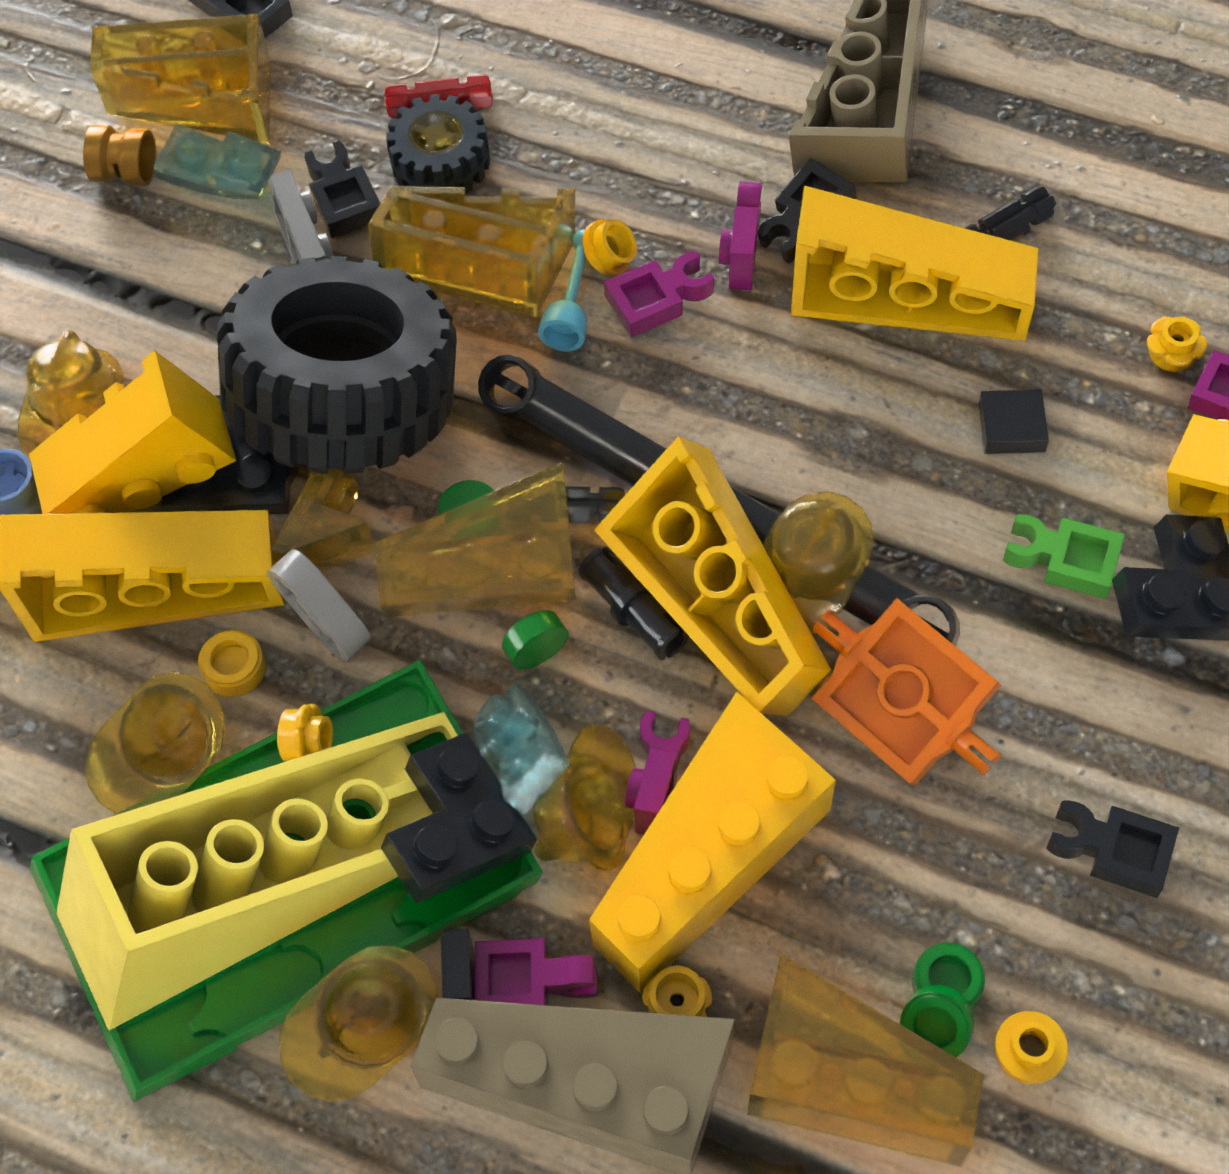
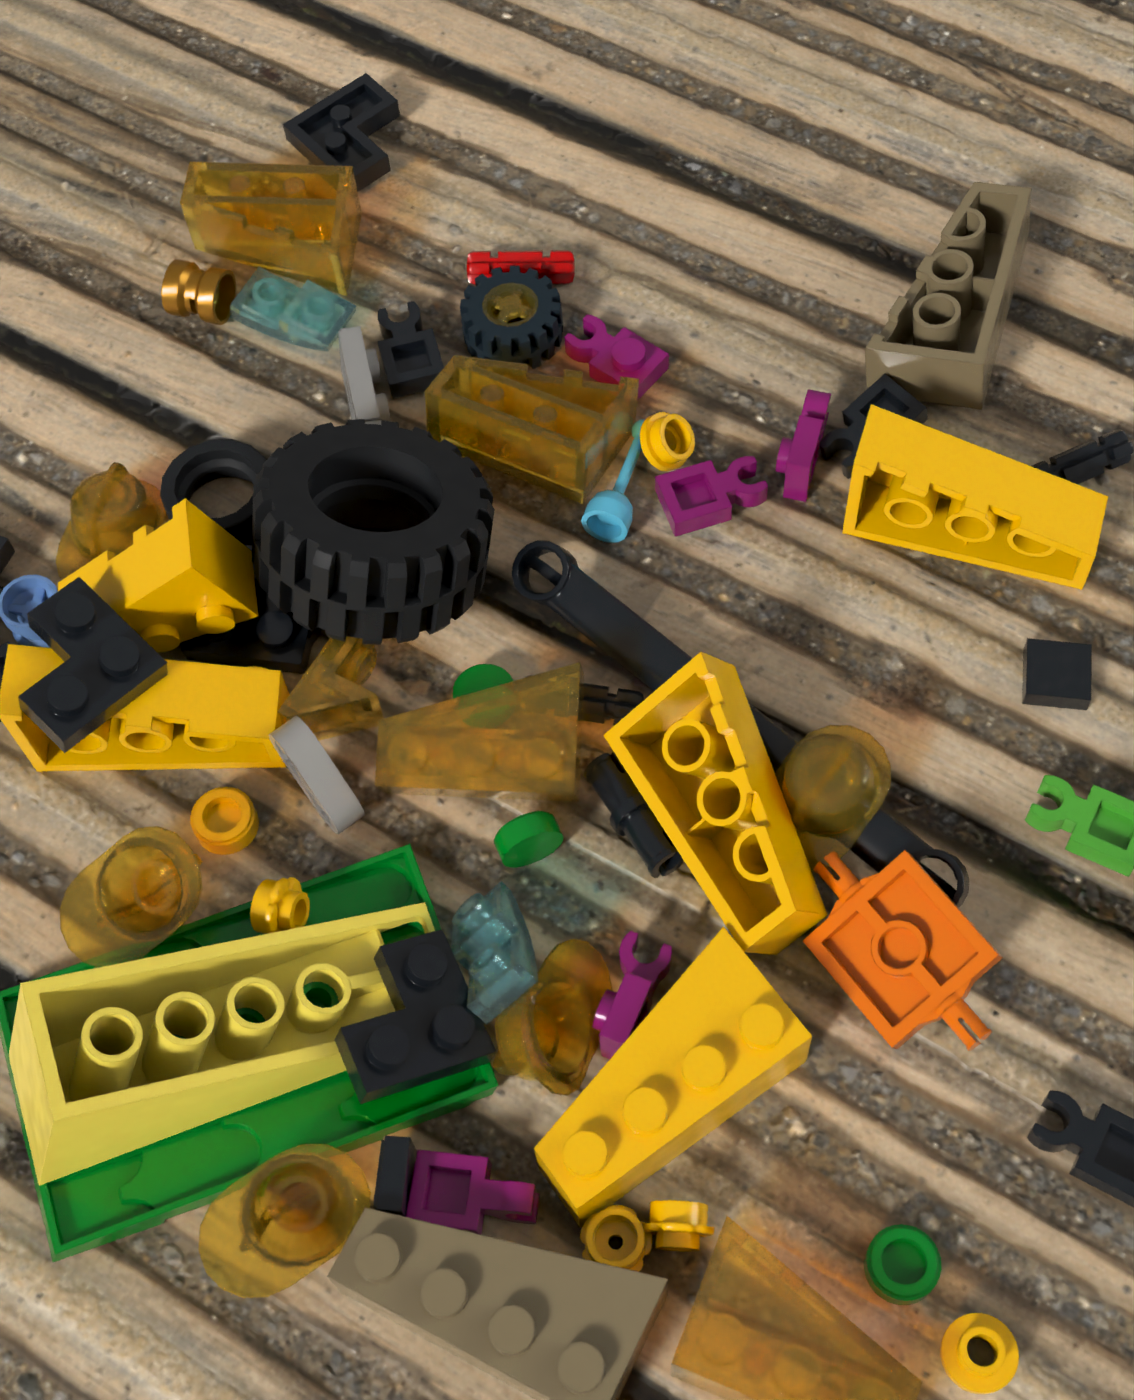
camera: 10 degrees right, 0 degrees up
(92, 524) = (102, 668): none -> black plate
(165, 318) = (207, 463): none -> black tyre
(546, 171) = (617, 356): none -> magenta plate
(734, 974) = (678, 1224): none -> yellow plate
(940, 1017) = (885, 1309): green tile -> none

